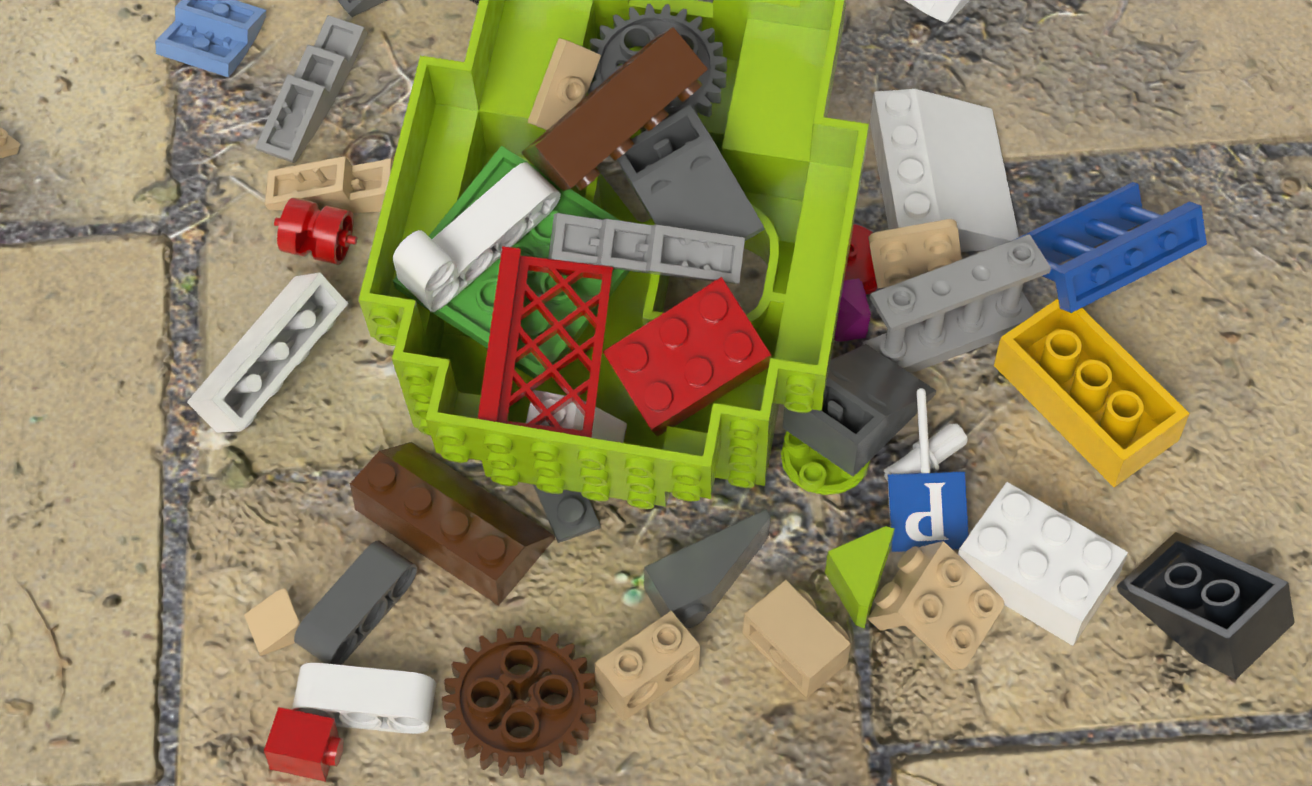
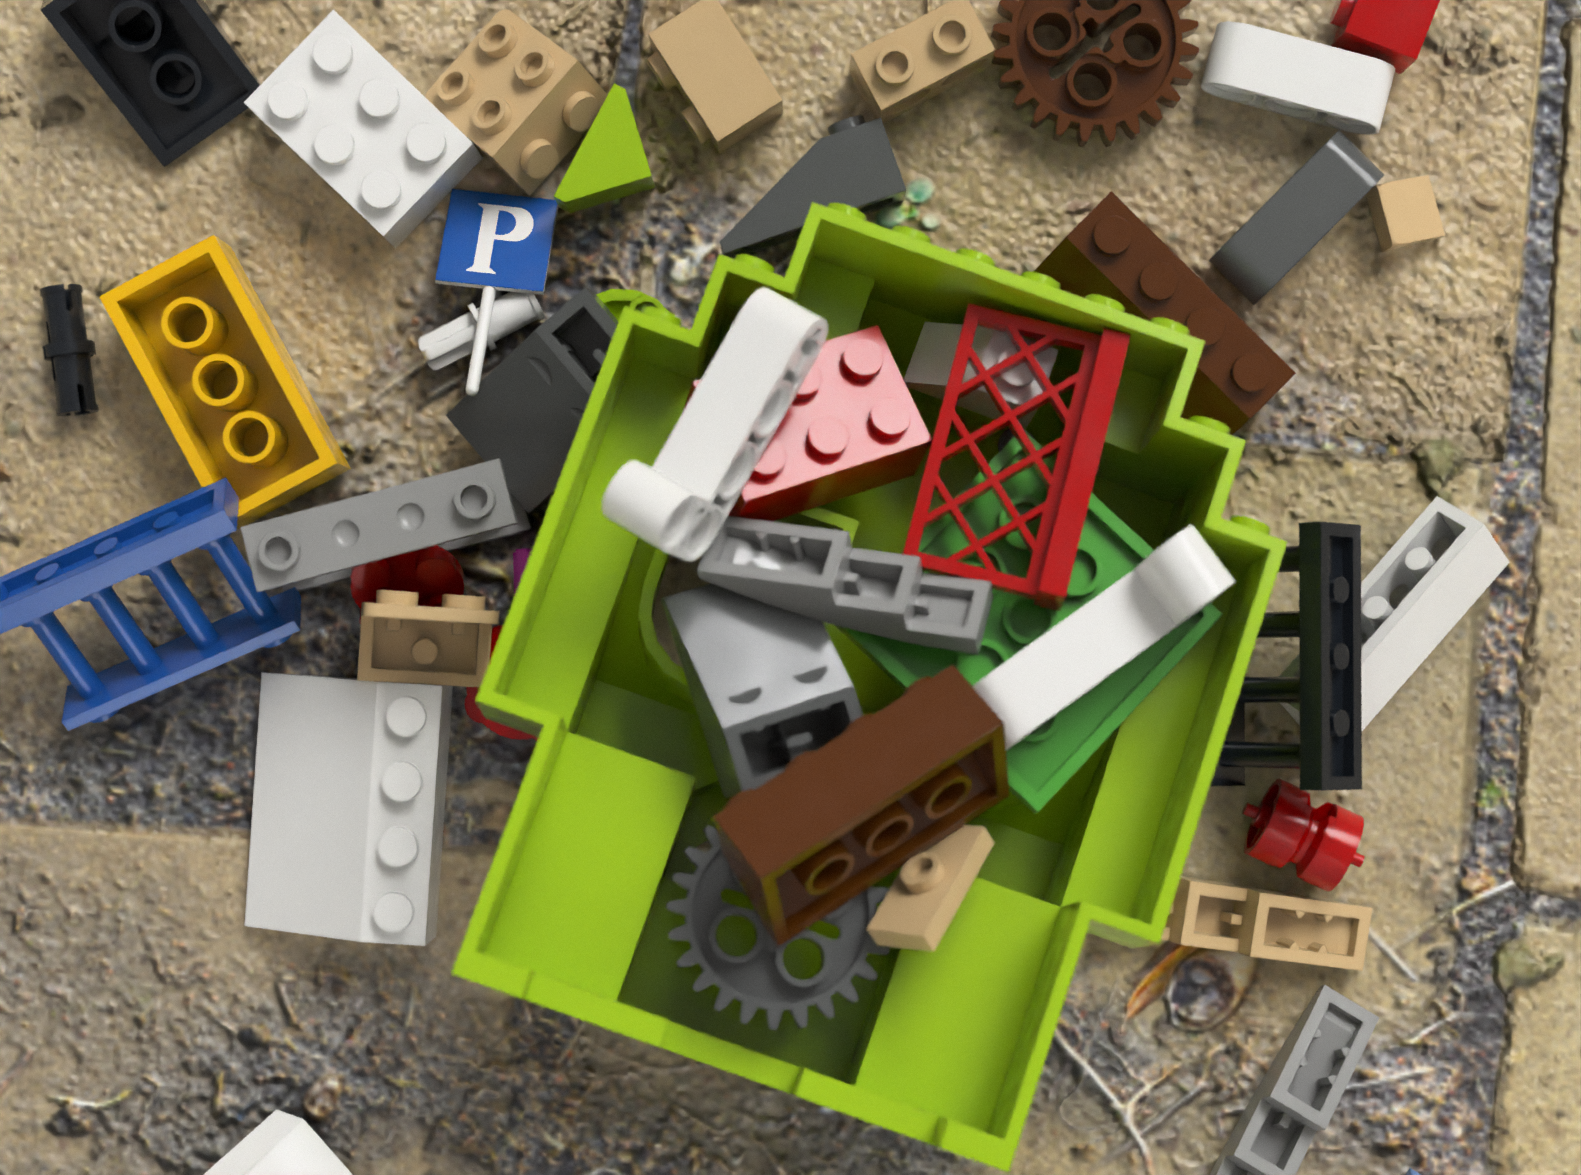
camera: 170 degrees left, 30 degrees up
(316, 319) = (1328, 669): none -> black fence
(748, 297) = (721, 431): none -> white beam
(1204, 407) = (69, 350): none -> black pin

